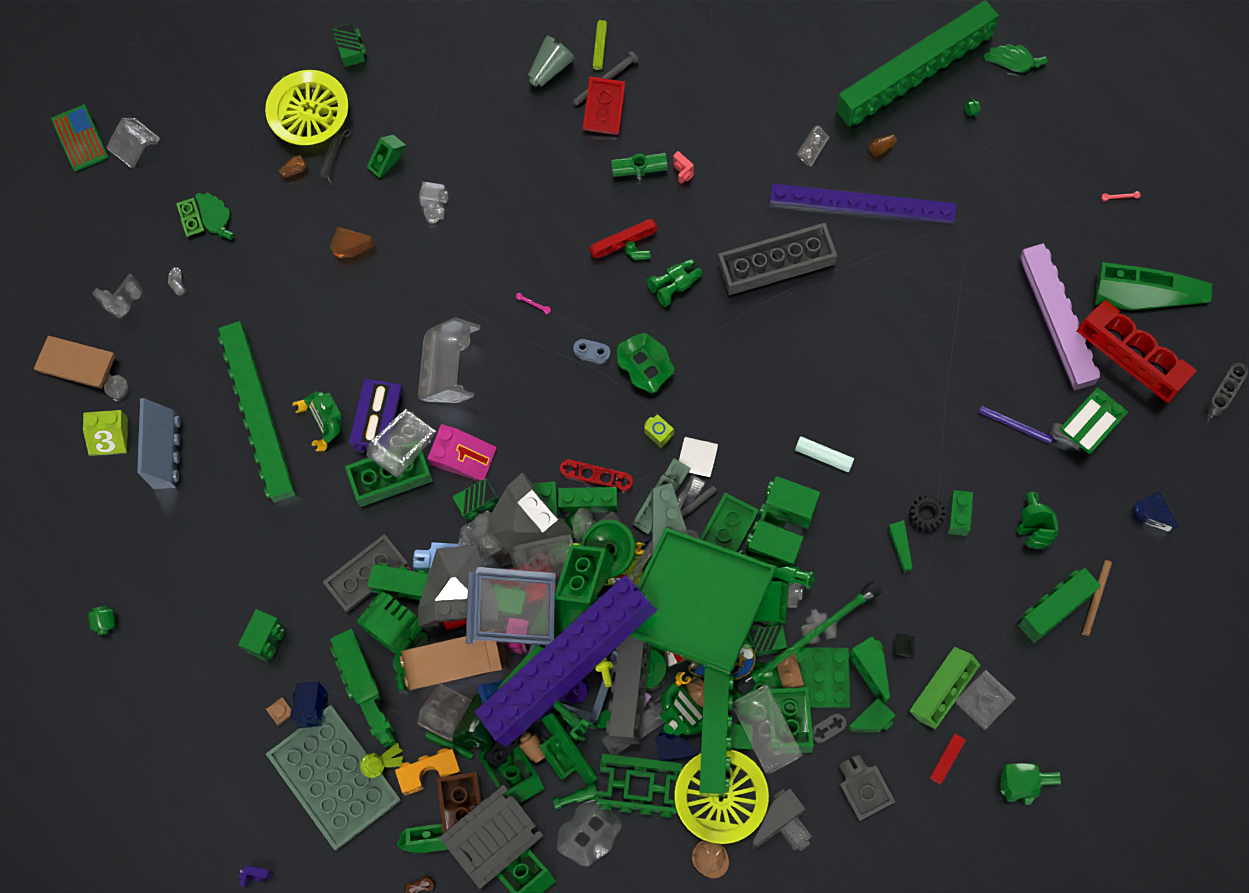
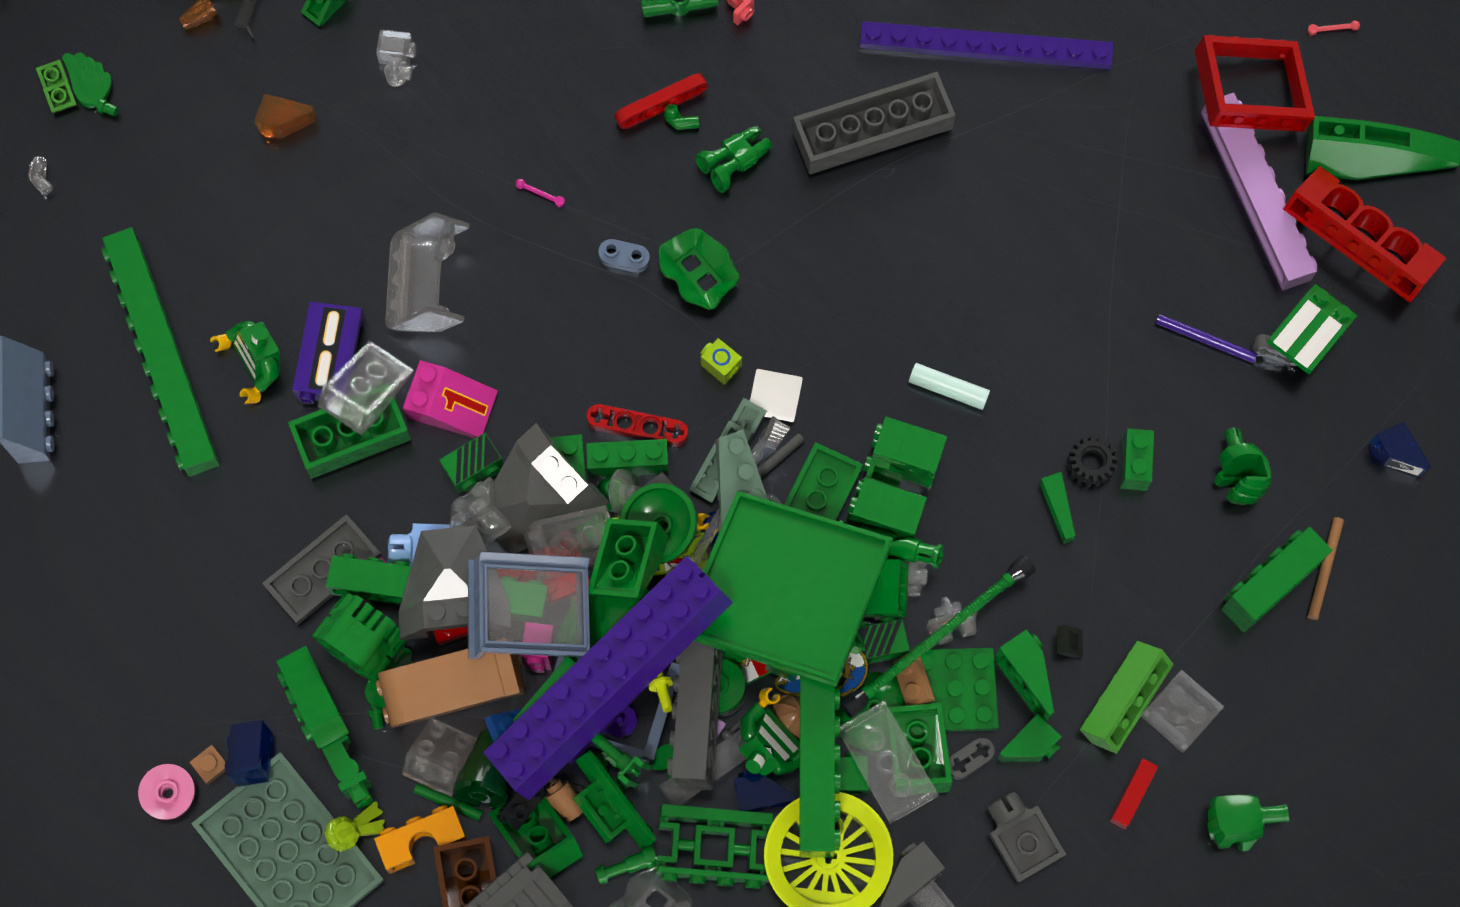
camera: 10 degrees left, 0 degrees up
(240, 725) = (155, 784): none -> bright pink dish
(262, 635) = (180, 660): green brick -> none
(1052, 261) = (1254, 116): none -> red window

